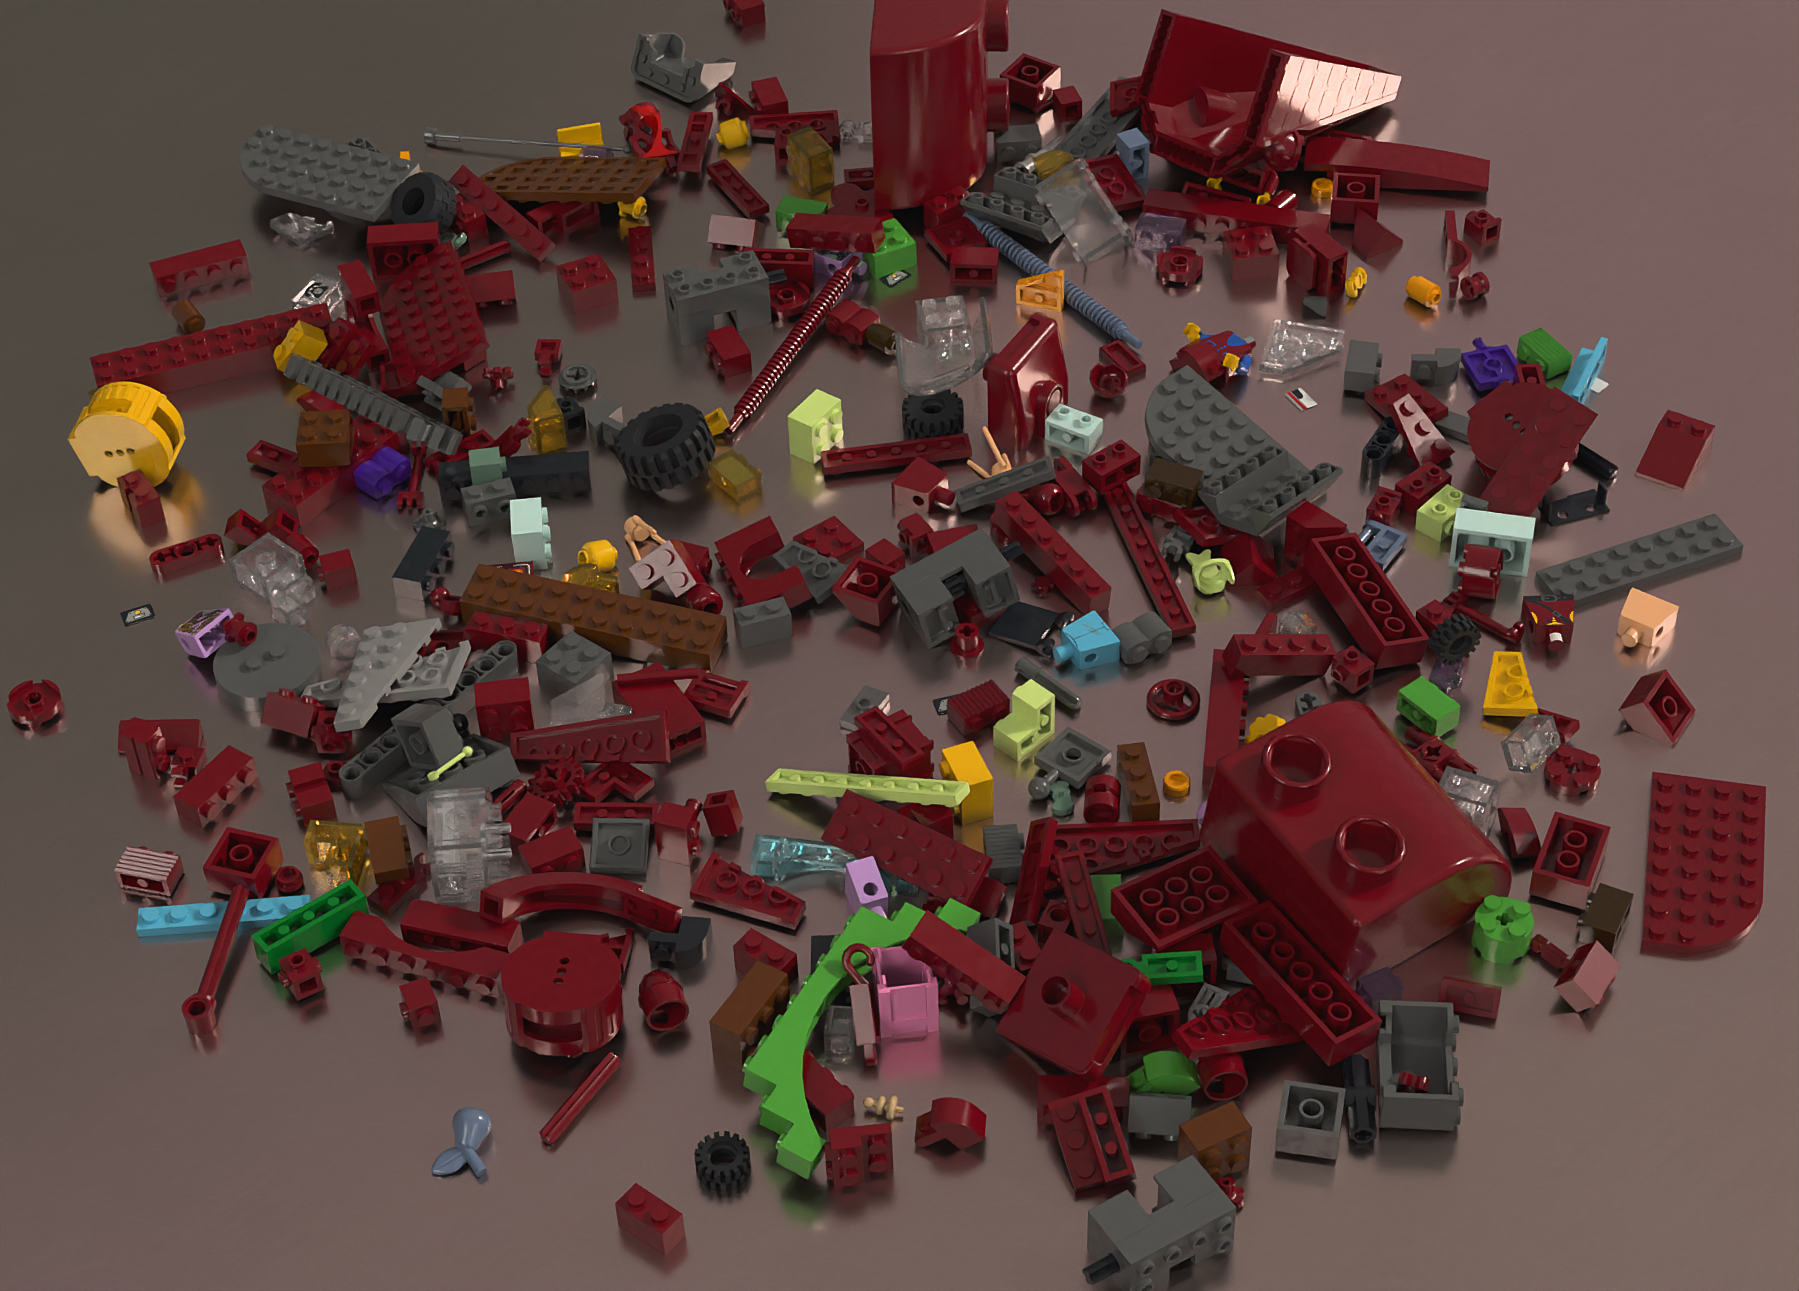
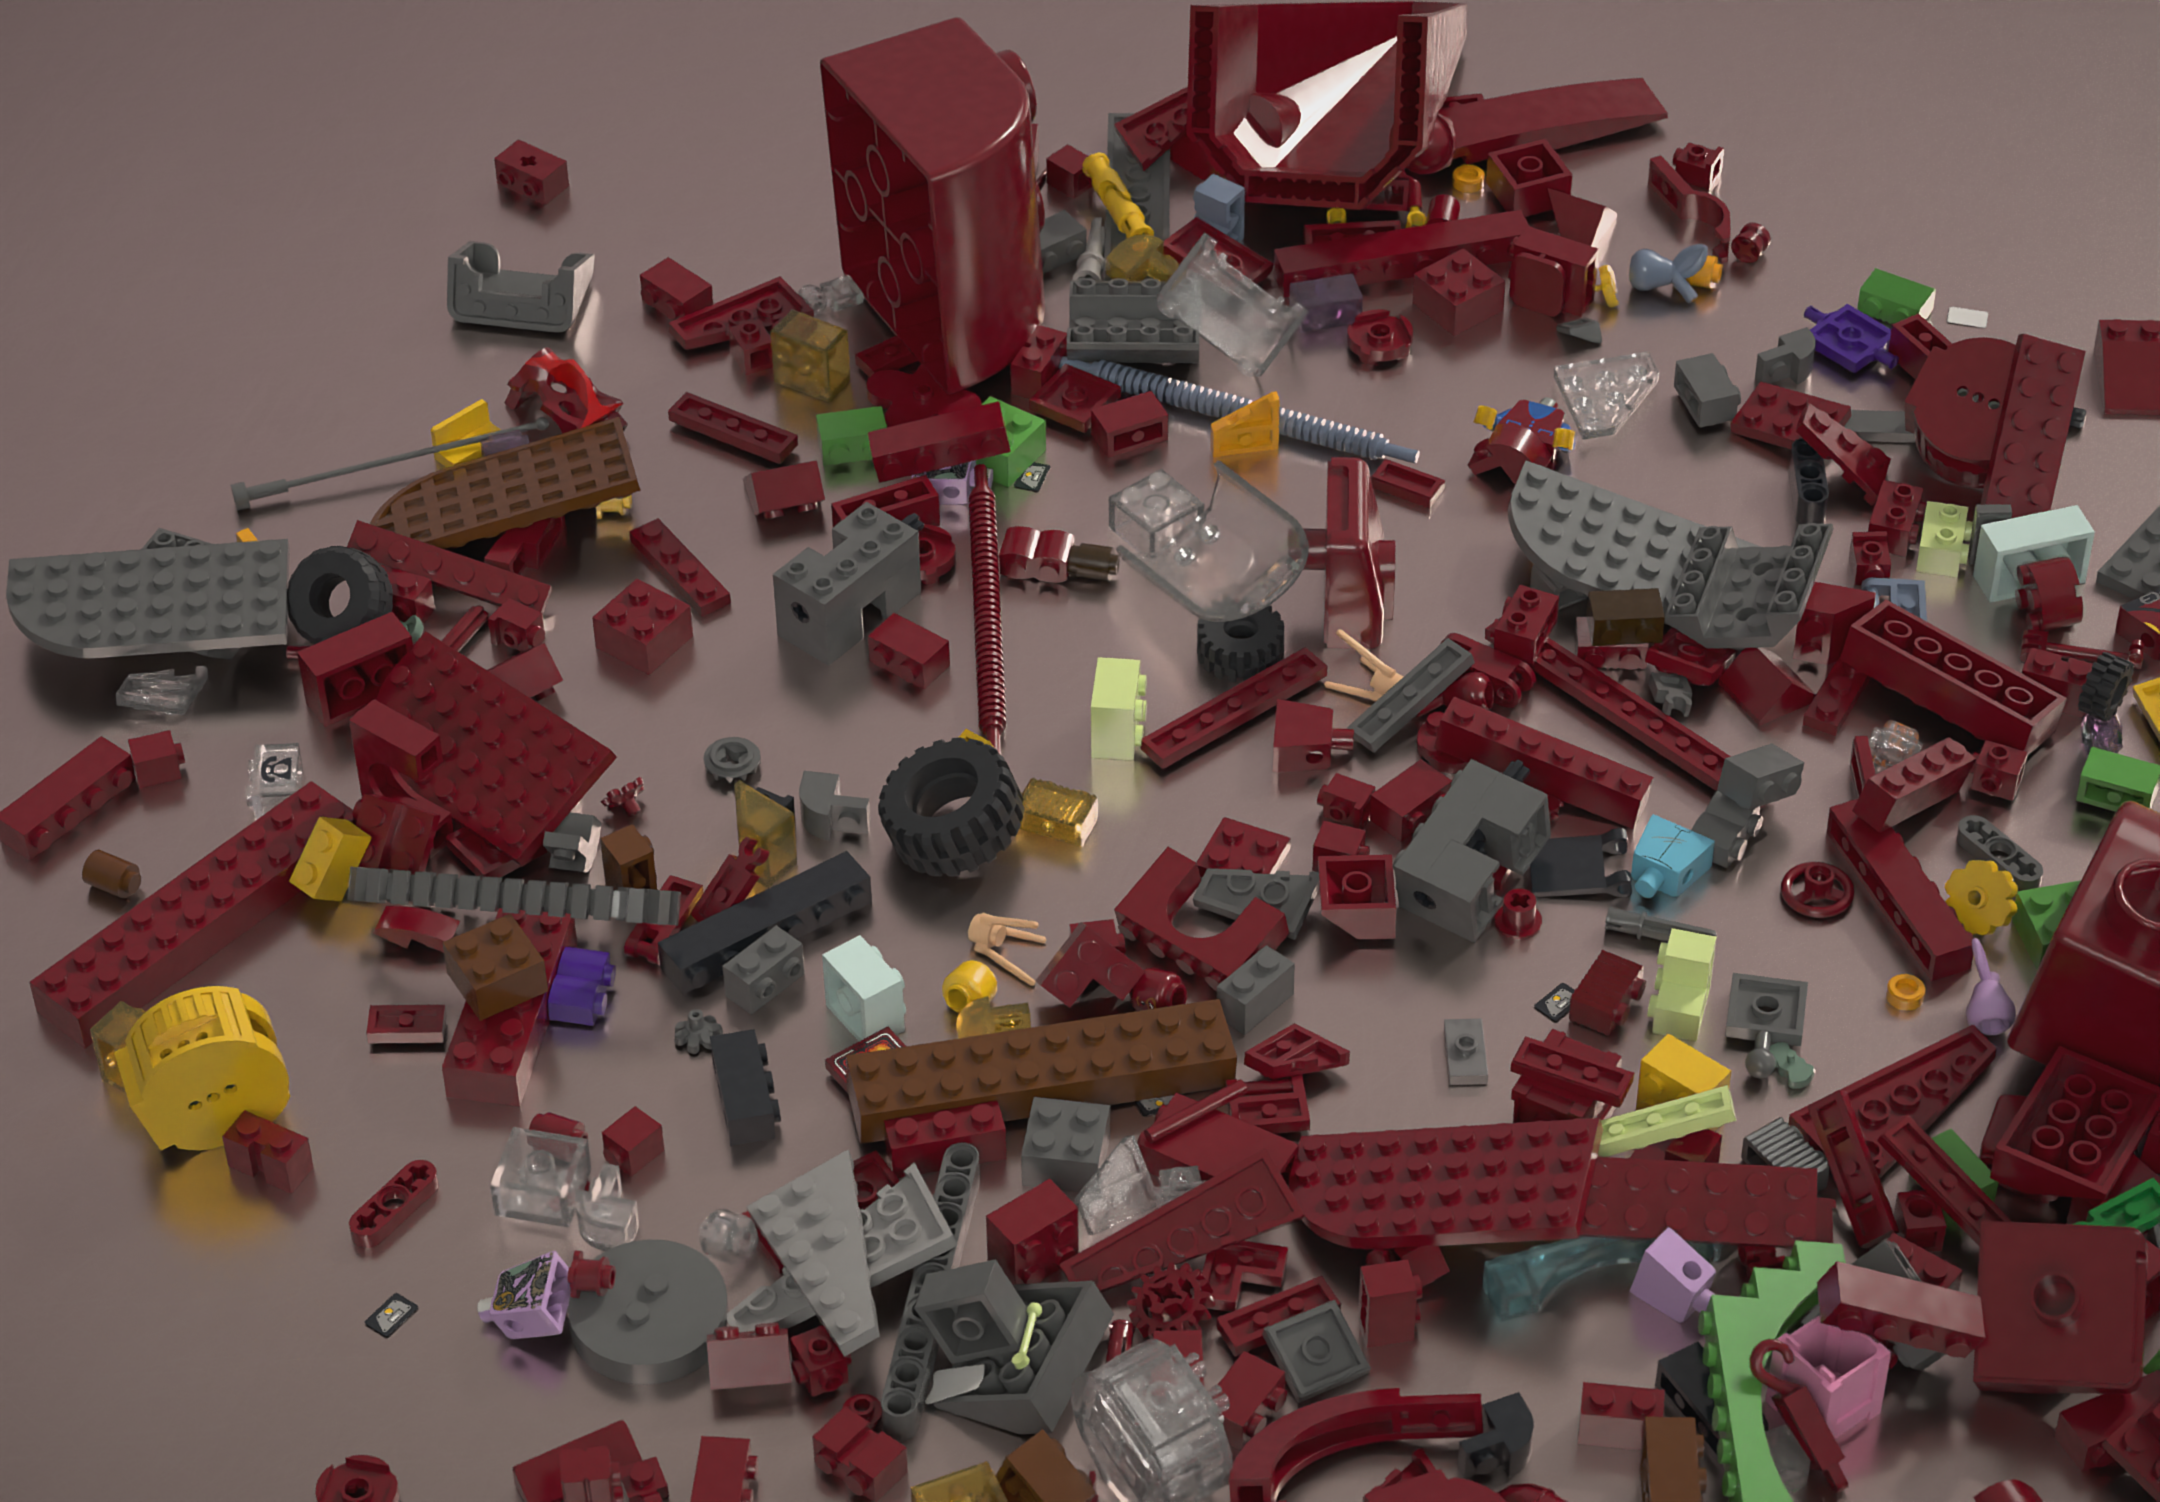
camera: 30 degrees left, 0 degrees up
(246, 529) = (482, 1131): dark red brick -> none
(263, 263) = (156, 758): none -> dark red brick
(400, 776) = (955, 1382): none -> white sticker
(412, 494) = (638, 1001): dark red hinge -> none
(444, 600) = (826, 1126): dark red plate -> none
(486, 465) = (738, 921): sand green brick -> none
(518, 259) = (516, 626): none -> dark red brick
(546, 352) = (666, 738): dark red plate -> none
(695, 141) = (628, 382): dark red hinge -> none
(729, 99) = (620, 307): dark red piece -> none
(733, 133) = (666, 354): yellow head -> none
(736, 891) = (1503, 1347): dark red wing -> none
(753, 668) = (1295, 1053): none -> dark red wing
(764, 776) = (1447, 1183): none -> dark red plate
(1073, 429) = (1429, 594): light aqua brick -> none
(1075, 125) = (1115, 196): none -> yellow piece
(1102, 799) = (1848, 1047): dark red wheel -> none
(1108, 380) = (1422, 516): dark red hair -> none
(1137, 782) = (1872, 1010): reddish brown brick -> none
(1177, 611) = (1760, 776): none -> dark grey brick
(1206, 574) = (1736, 719): yellowish green hair -> none
(1301, 399) = (1657, 457): sticker -> none
(1390, 281) = (1652, 270): none -> sand blue piece
(1575, 506) = (2071, 471): black piece -> none
(1585, 371) = (1958, 304): medium azure fence -> none

